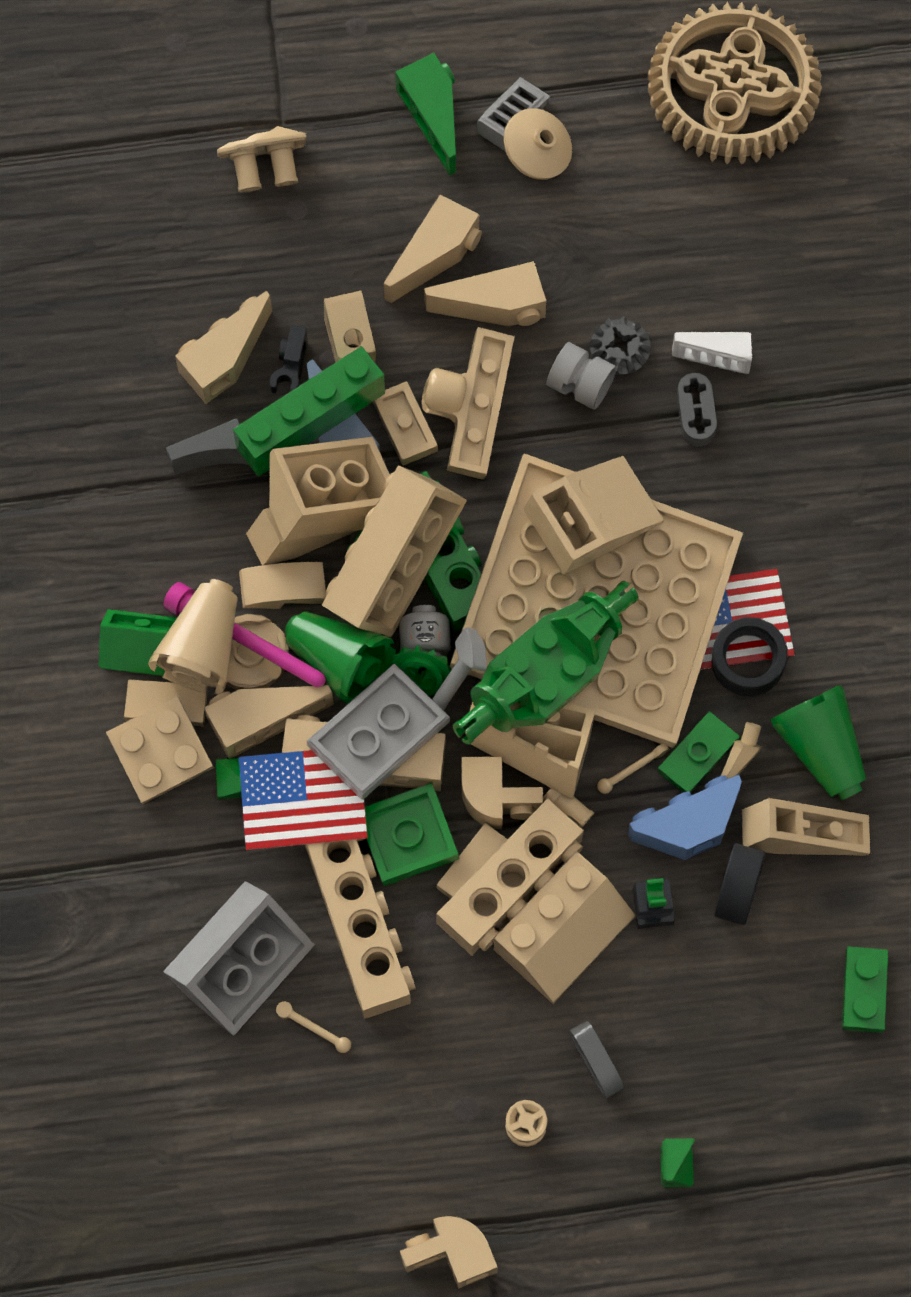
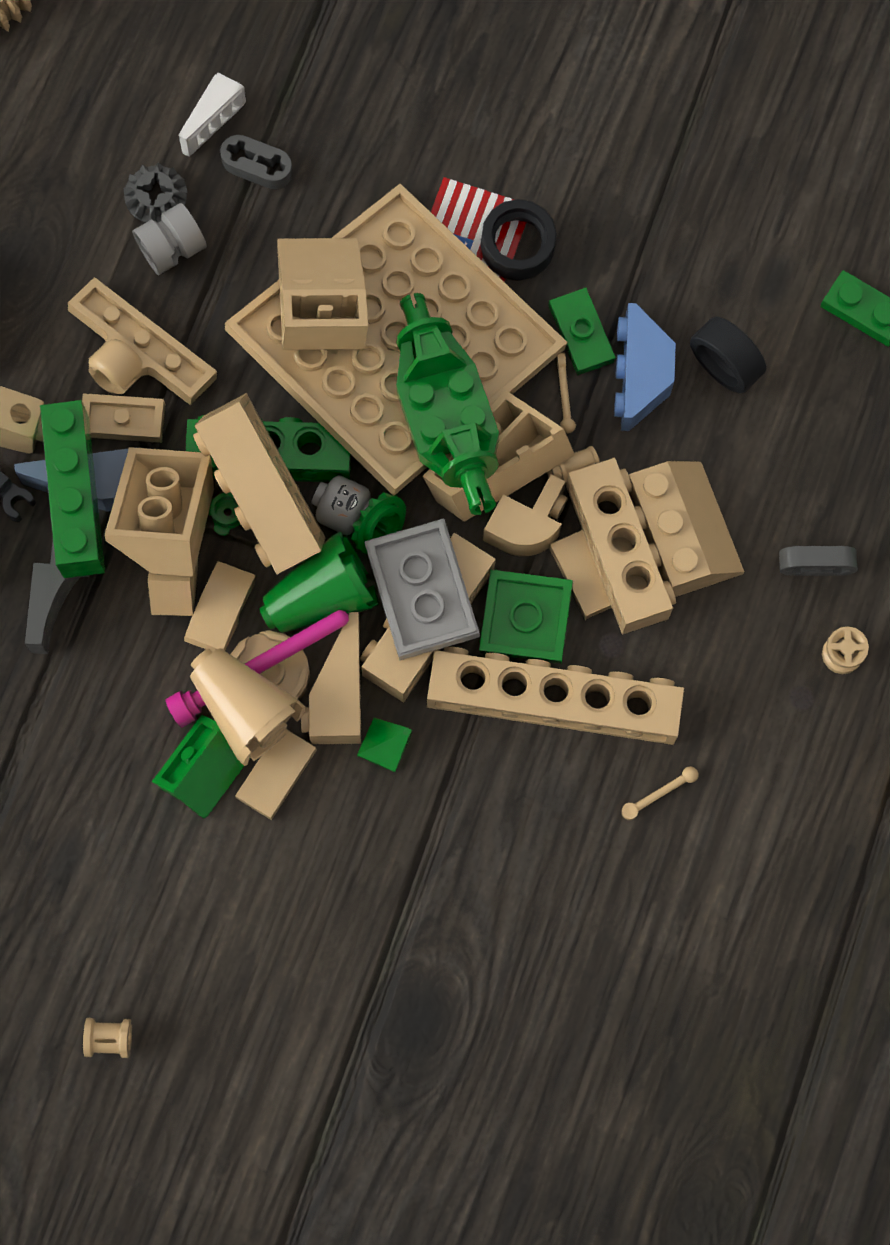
camera: 65 degrees left, 5 degrees up
(160, 750) = (322, 800): tan plate -> none
(239, 957) = (562, 825): light grey slope -> none
(296, 802) = (448, 697): sticker -> none
(471, 656) = (401, 464): light grey piece -> none
(495, 297) = (45, 274): tan slope -> none
(653, 903) = (700, 439): black piece -> none
(743, 751) = (601, 292): tan bar -> none
(804, 829) = (701, 280): tan slope -> none
(825, 741) = (631, 217): green cone -> none

